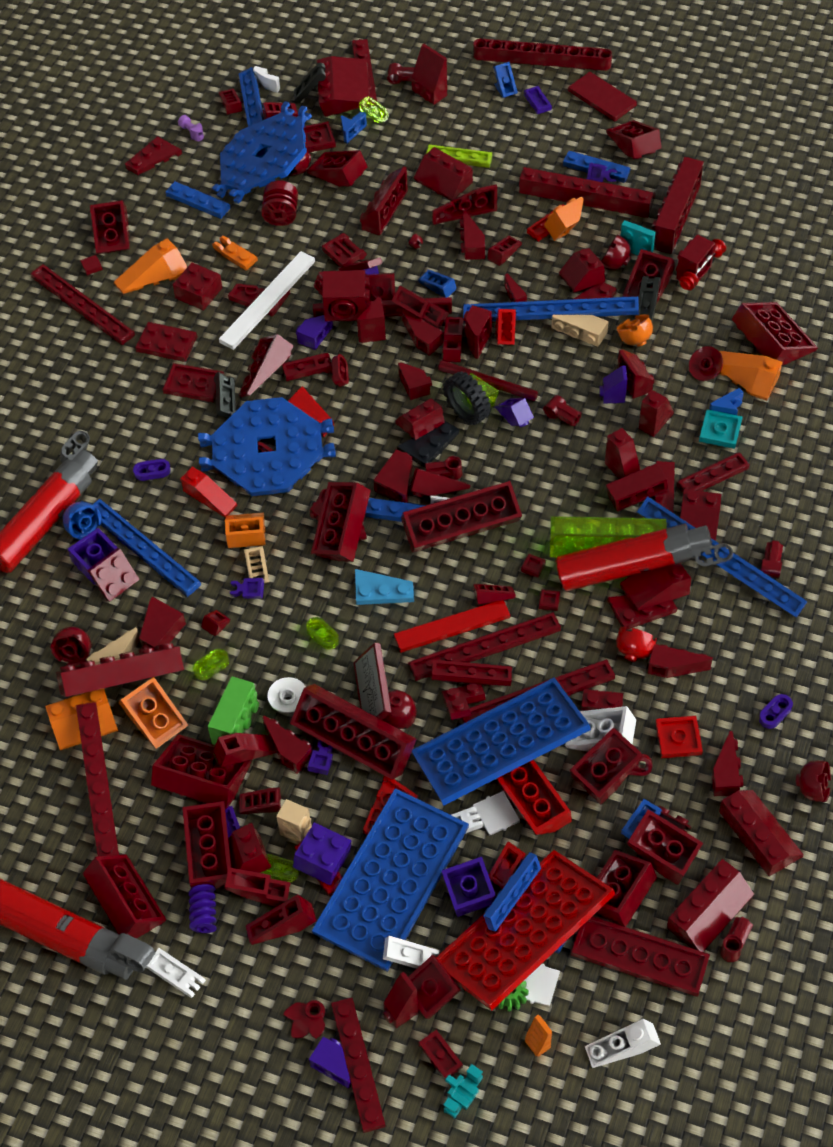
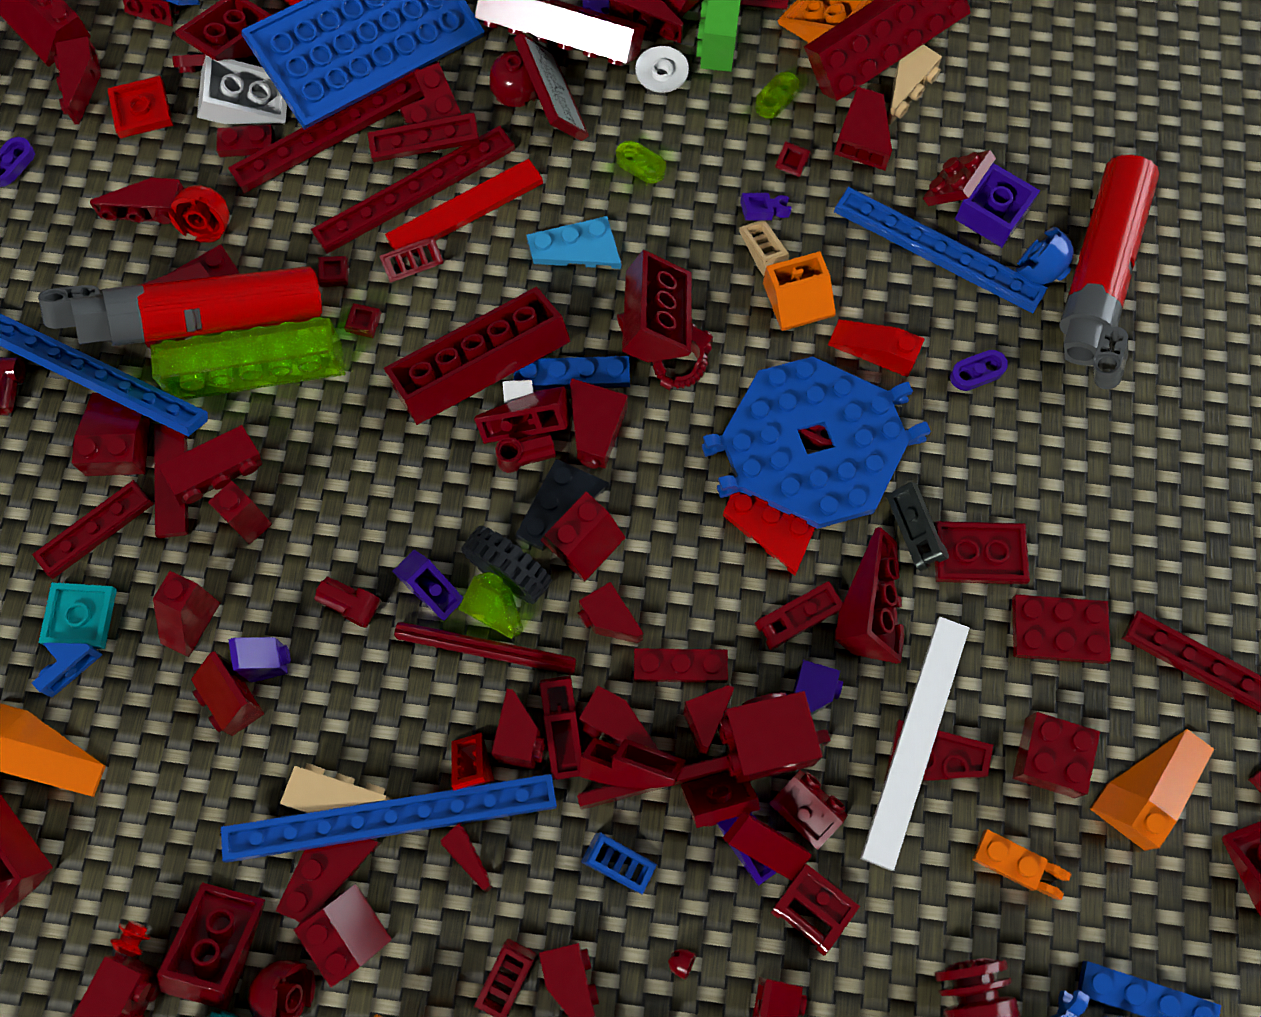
camera: 165 degrees right, 15 degrees up
(71, 645) = (970, 79): dark red cylinder -> none
(340, 370) = (741, 614): dark red plate -> none
(379, 357) = (681, 665): none -> dark red plate
(636, 331) = (229, 796): orange cylinder -> none
(648, 296) = (208, 886): pearl dark grey plate -> none
(701, 358) = (105, 737): dark red dish -> none

